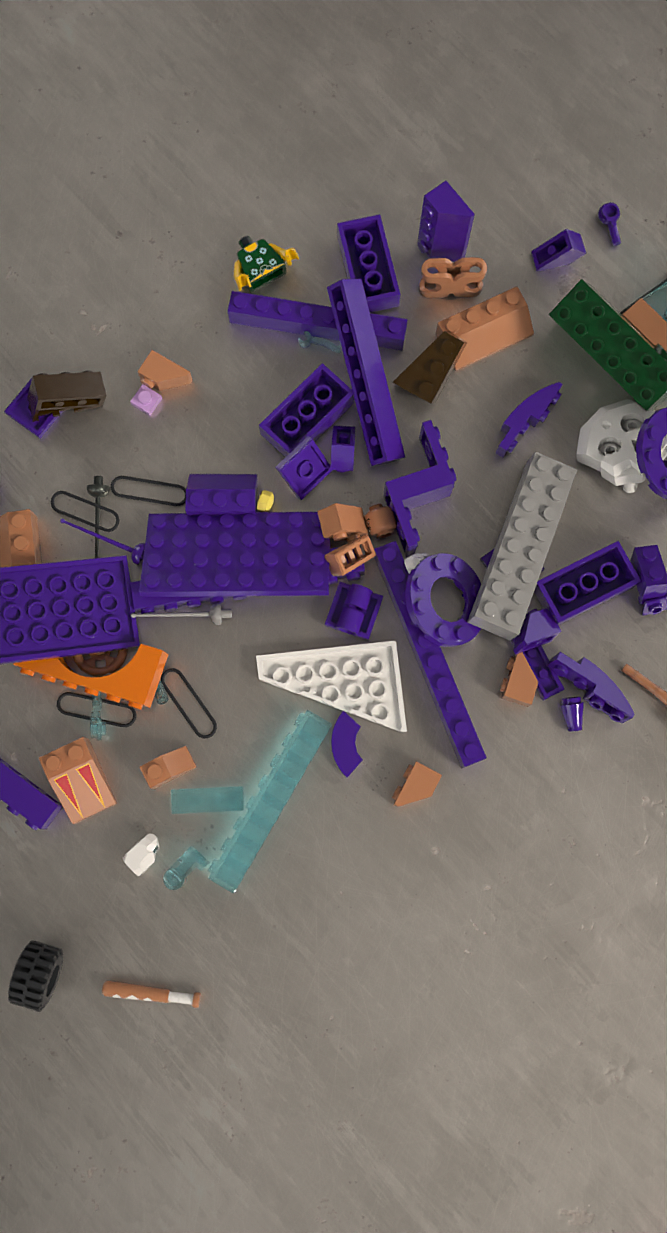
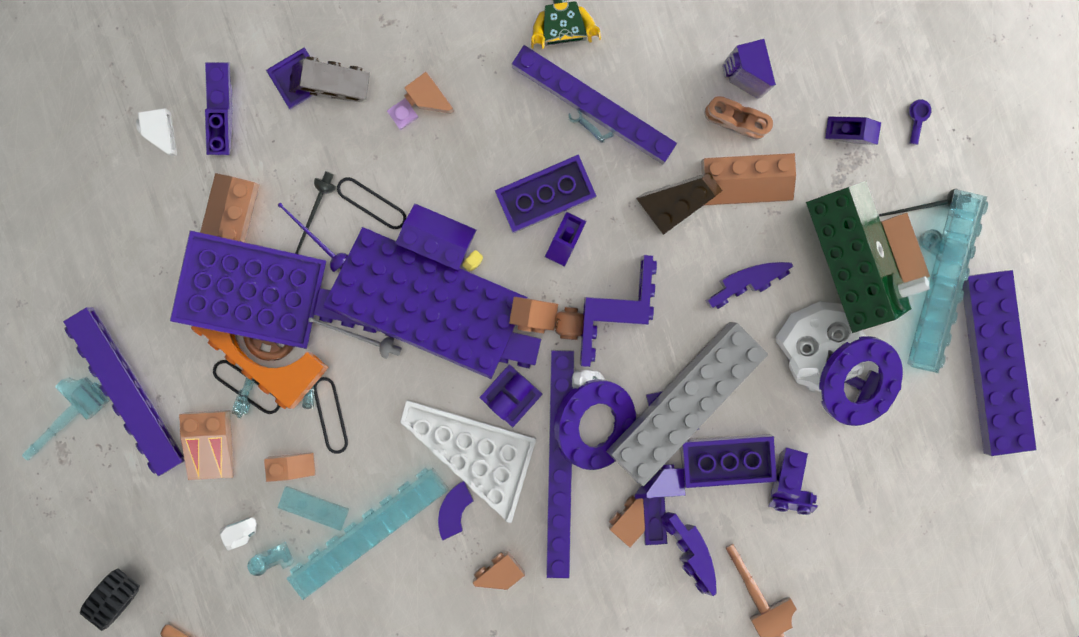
camera: 25 degrees right, 10 degrees up
(90, 503) = (297, 206): black piece -> none
(304, 468) = (520, 246): dark purple tile -> none
(337, 561) = (512, 350): nougat slope -> none
(366, 371) = (614, 181): dark purple brick -> none
(369, 259) = (665, 69): dark purple brick -> none
(573, 713) = (665, 566): dark purple cone -> none

